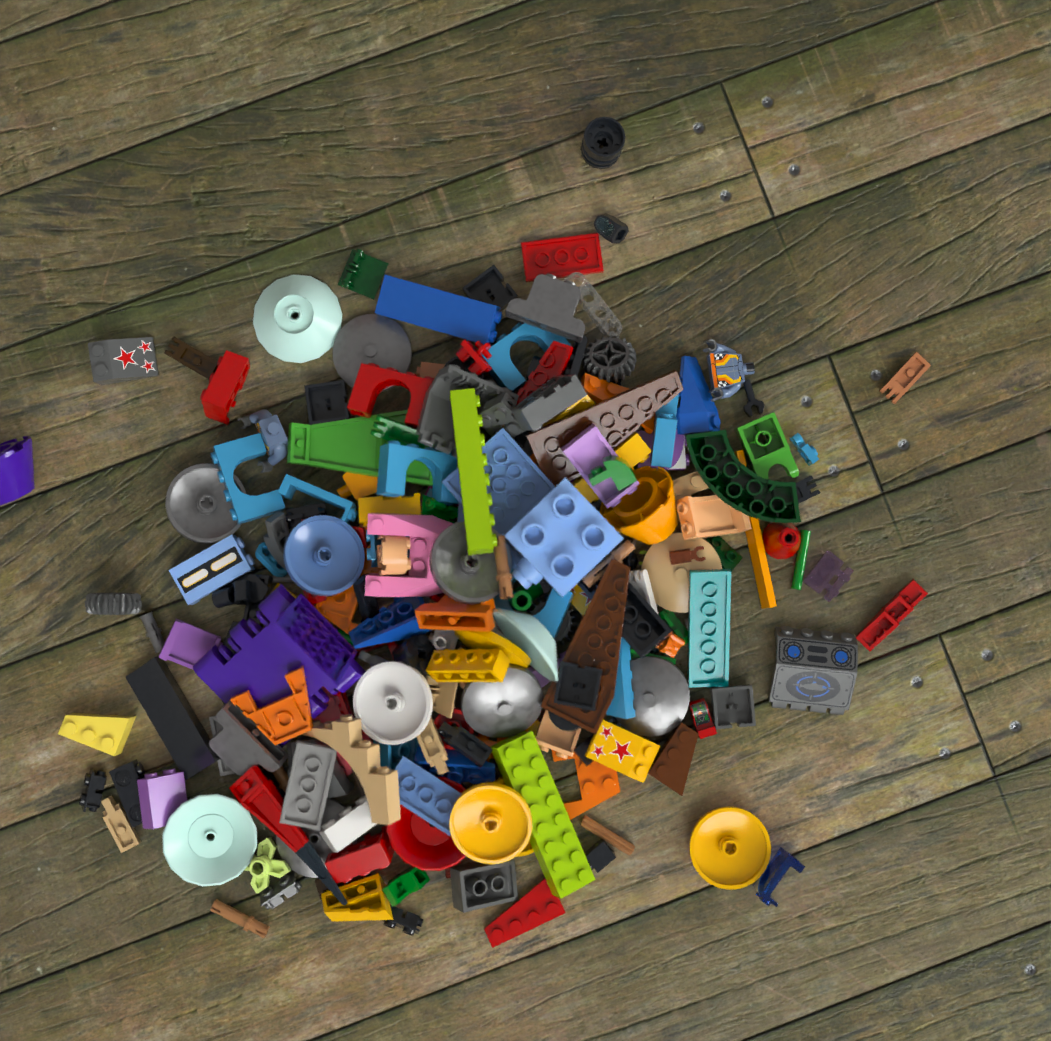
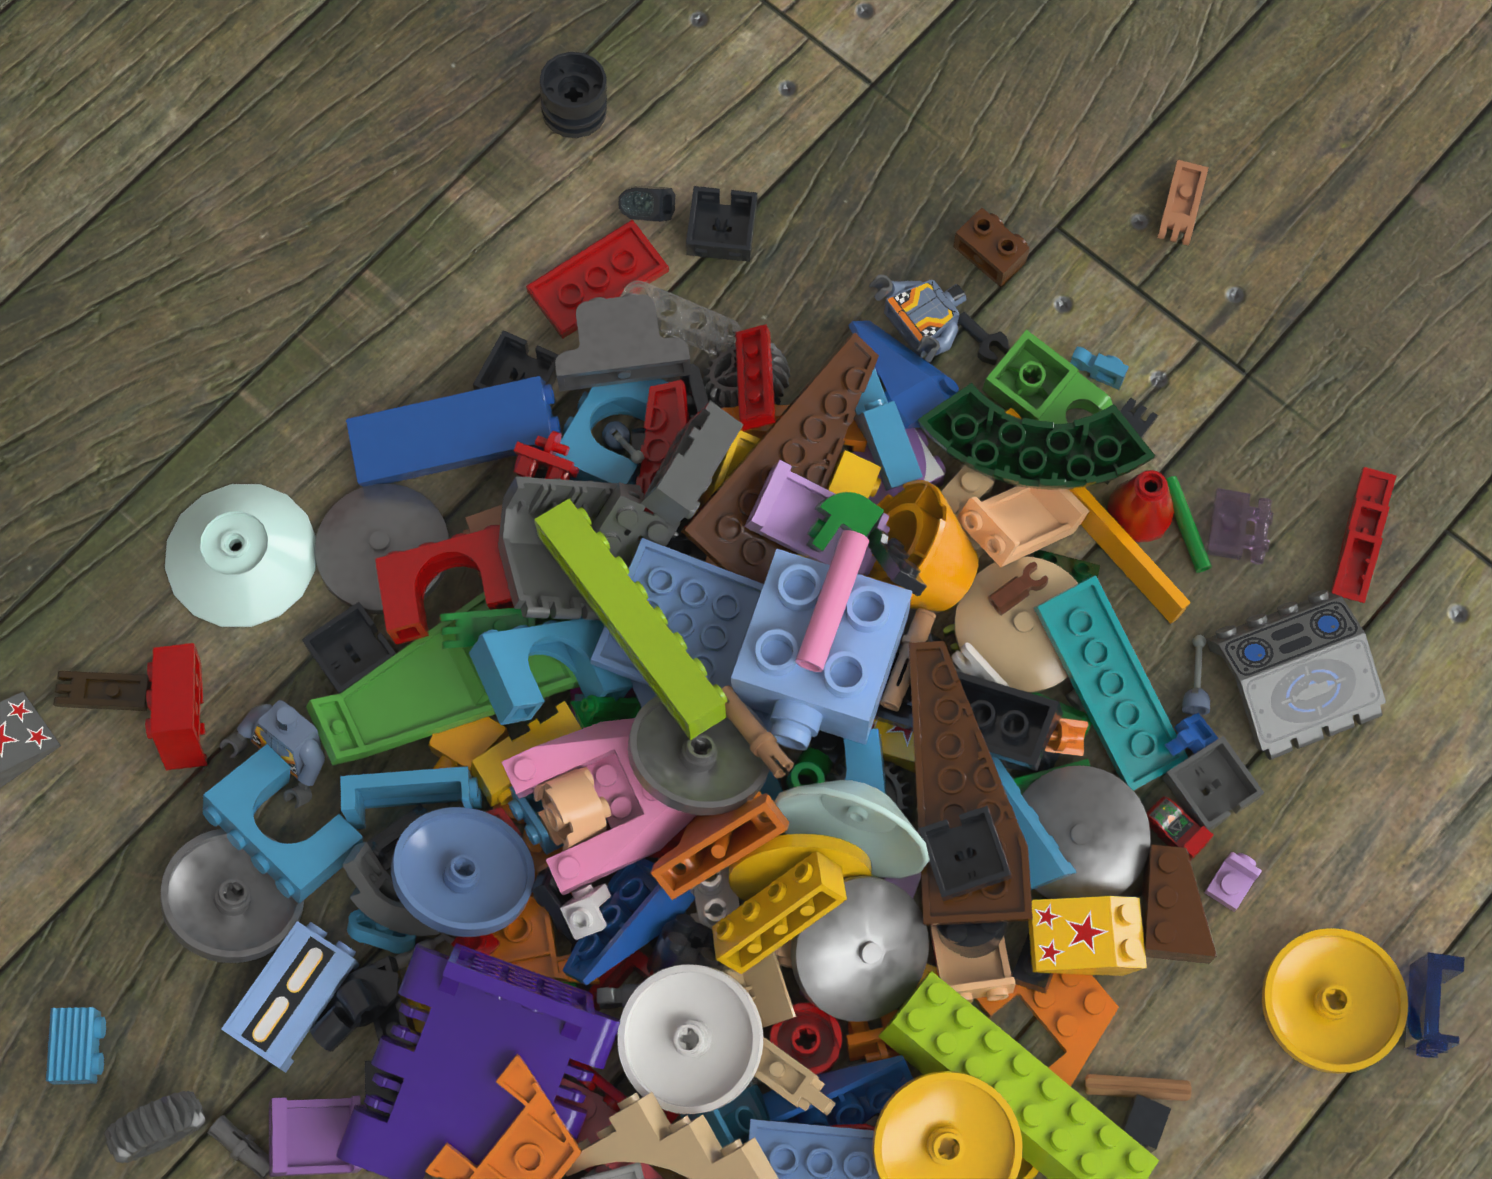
camera: 30 degrees left, 15 degrees down
(95, 539) = (75, 1046): none -> dark azure brick
(363, 274) = (310, 441): dark green hinge -> none
(374, 606) = (583, 910): none -> white bracket
(465, 743) = (837, 1046): black hinge -> none
(525, 358) = (621, 440): none -> sand blue hinge
(577, 524) = (832, 601): none -> bright pink piece
(611, 365) = (755, 377): none -> red tile
(625, 514) = (894, 561): none -> black hinge
(638, 270) = (708, 212): none -> black piece
(715, 759) = (1233, 880): none -> lavender bracket
(738, 676) = (1192, 734): none -> blue plate
(751, 656) = (1197, 699): none -> hinge
(785, 349) = (991, 246): none -> reddish brown brick

